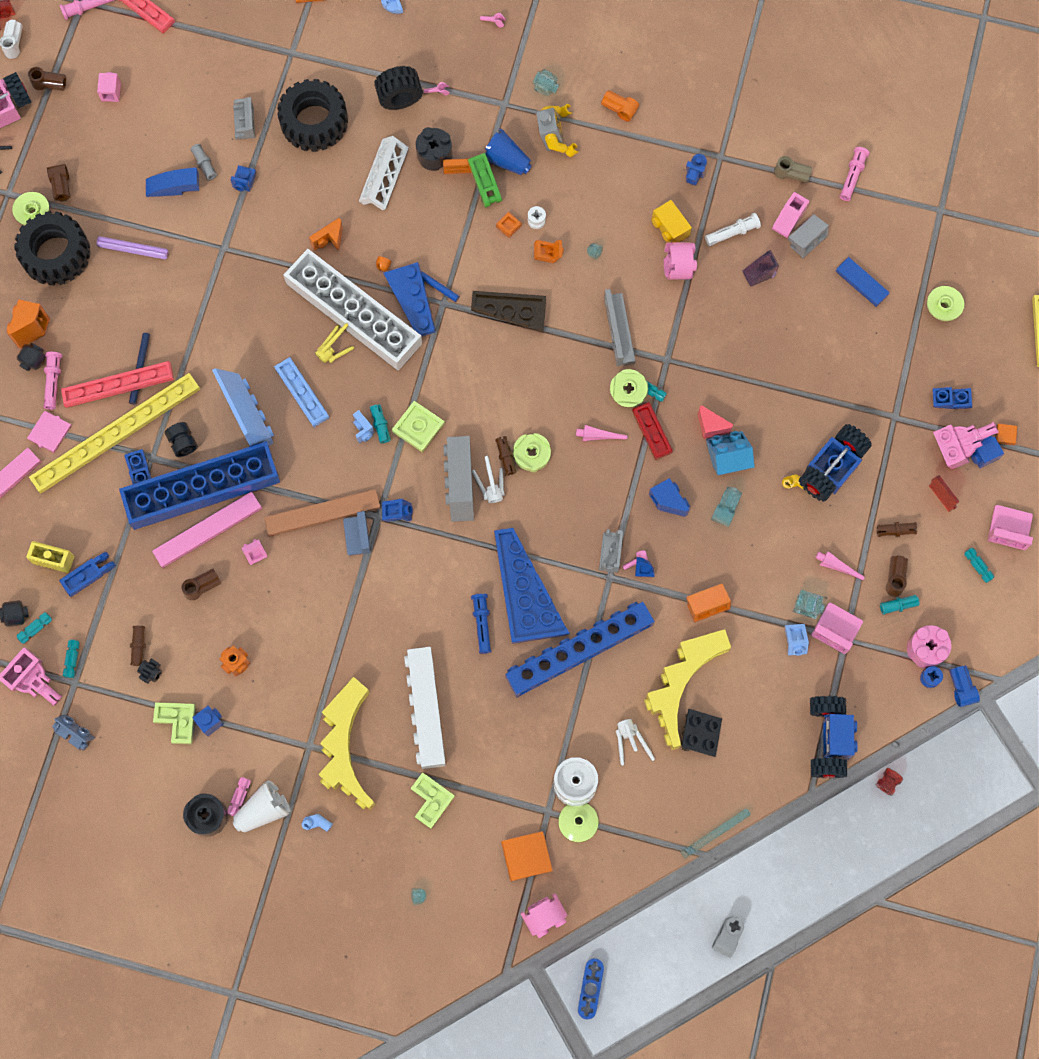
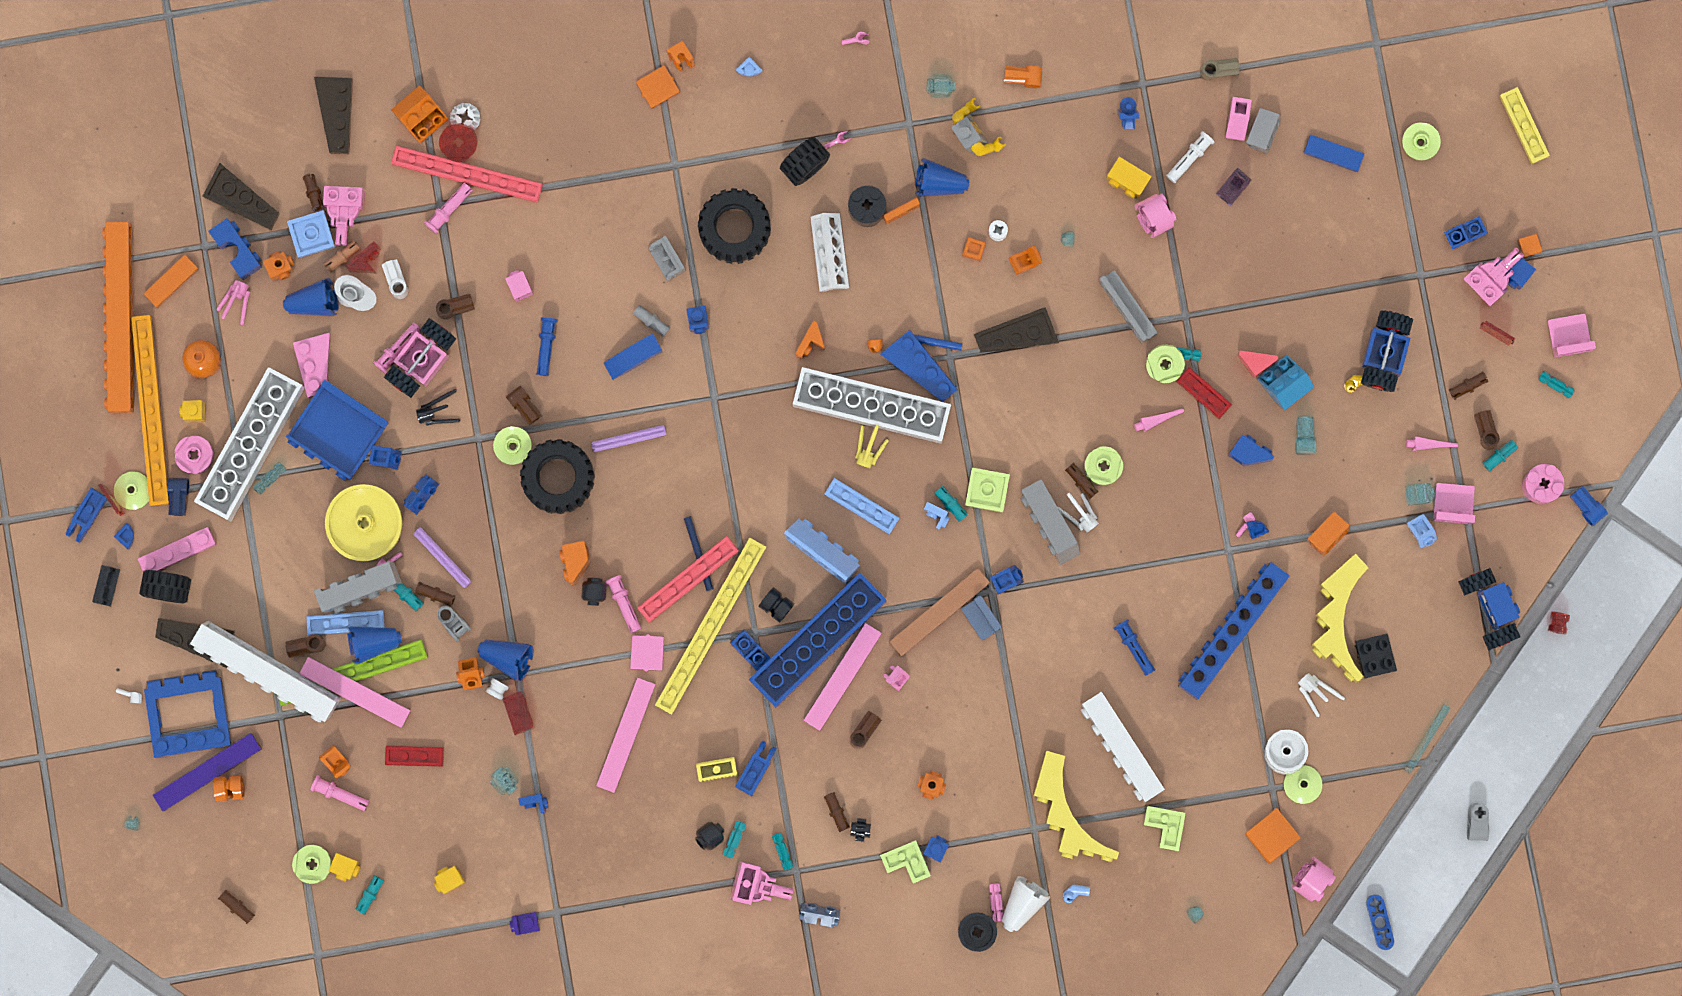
camera: 20 degrees left, 10 degrees up
(109, 136) = (547, 337): none -> blue pin
(484, 179) = (932, 216): bright green plate -> none
(526, 599) = (1166, 608): blue wing -> none
(611, 551) = (1219, 526): light grey hinge -> none
(856, 166) = (1280, 68): bright pink pin -> none
(928, 679) = (1553, 510): blue wheel -> none

